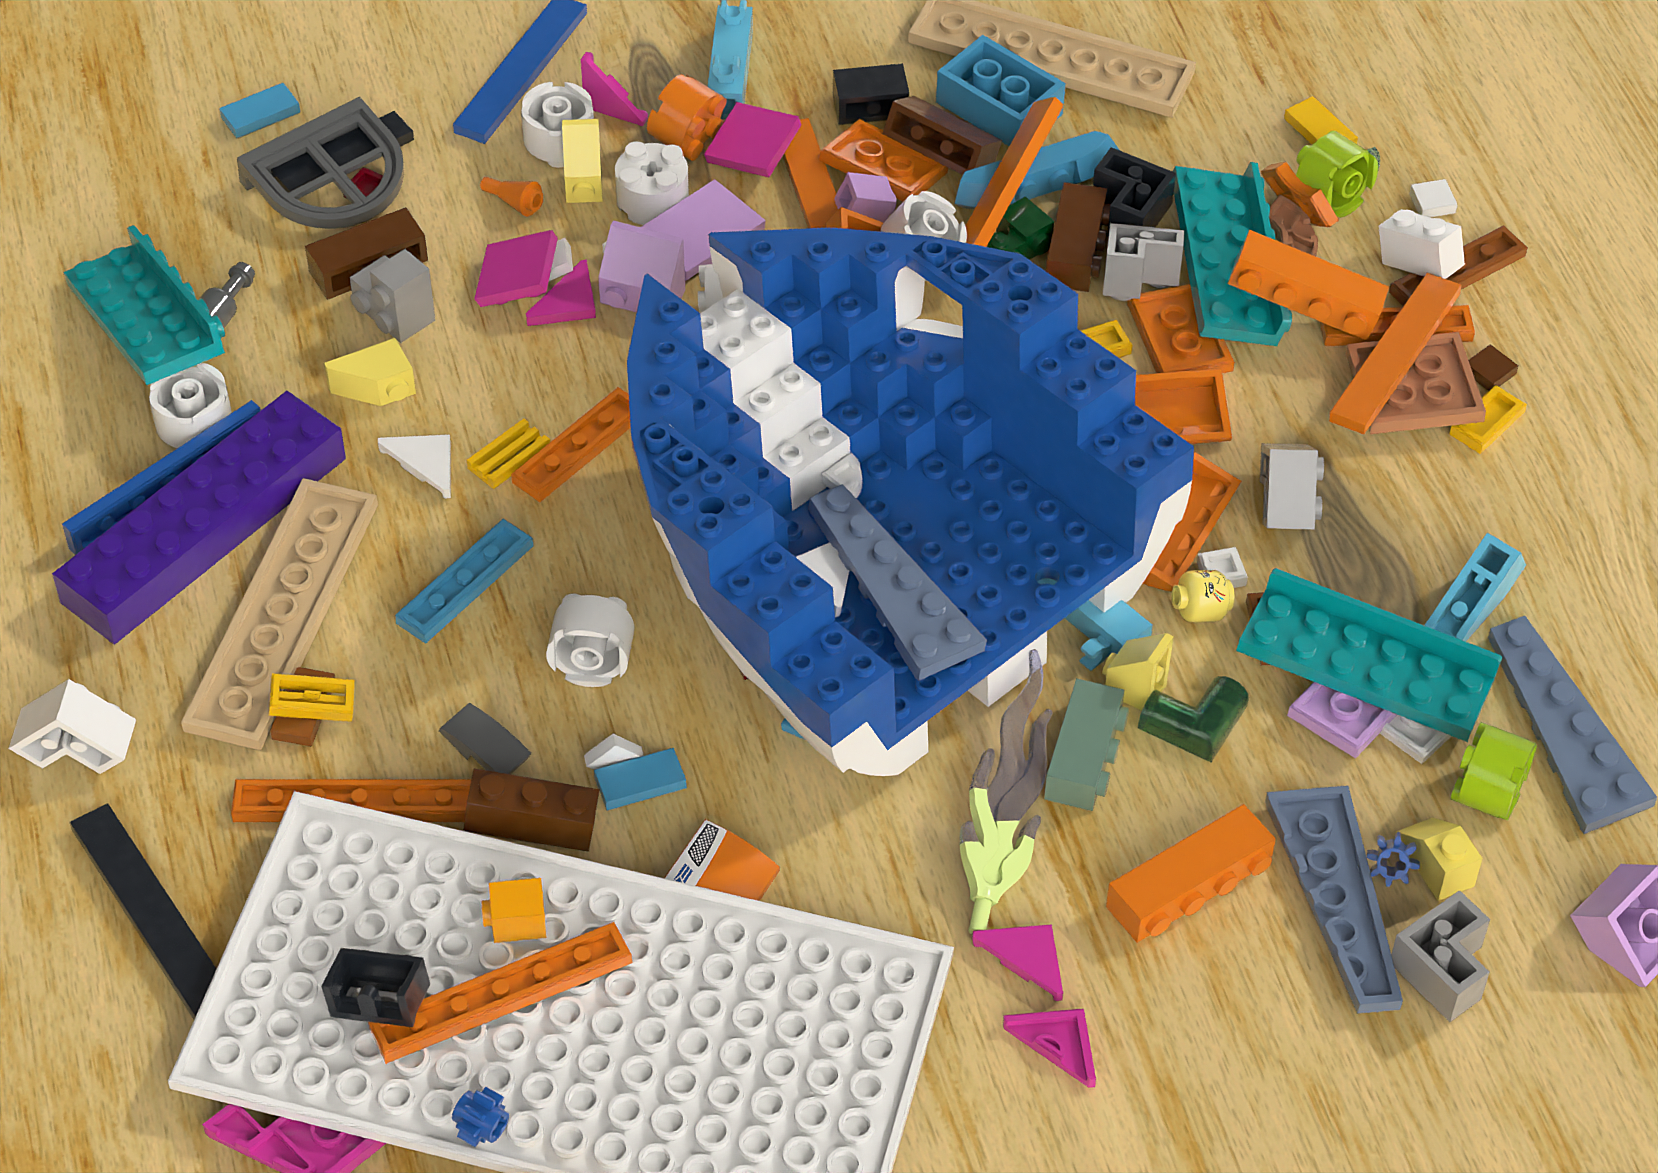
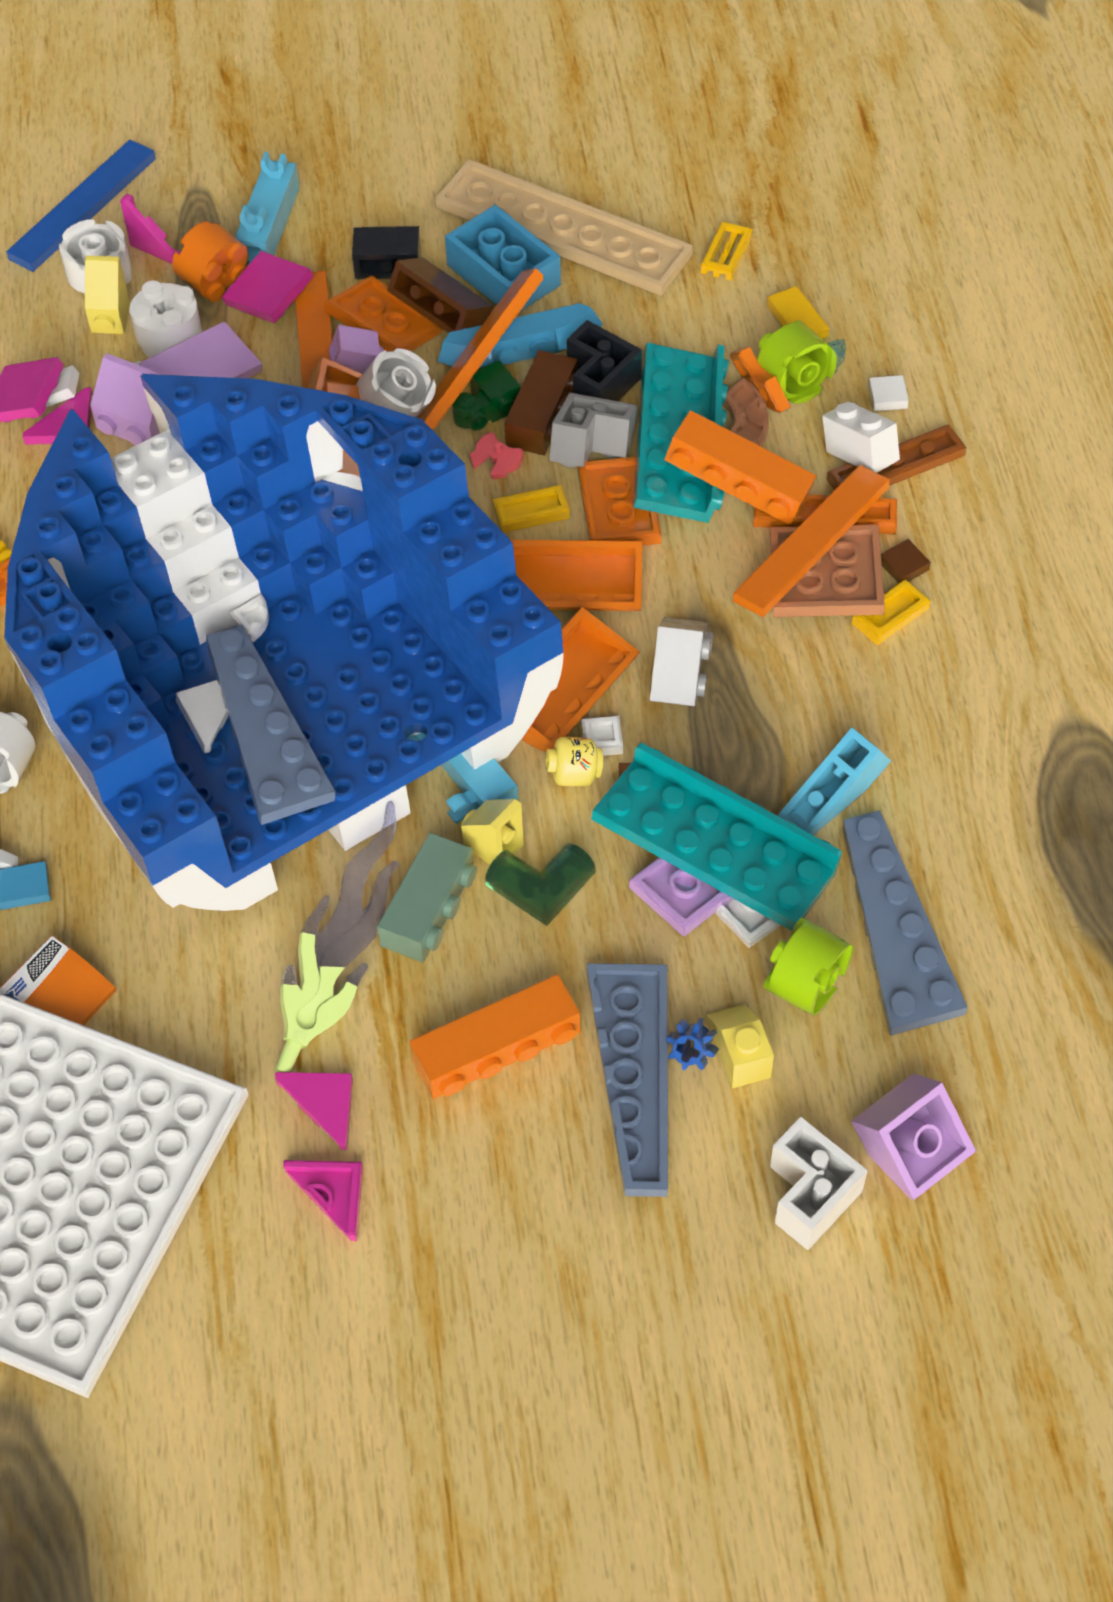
camera: 10 degrees right, 5 degrees up
(521, 195) = (48, 322): orange cone -> none
(1226, 83) = (721, 267): none -> yellow tile
(1438, 955) = (709, 1147): light grey brick -> none
(1553, 971) = (822, 1182): none -> white brick

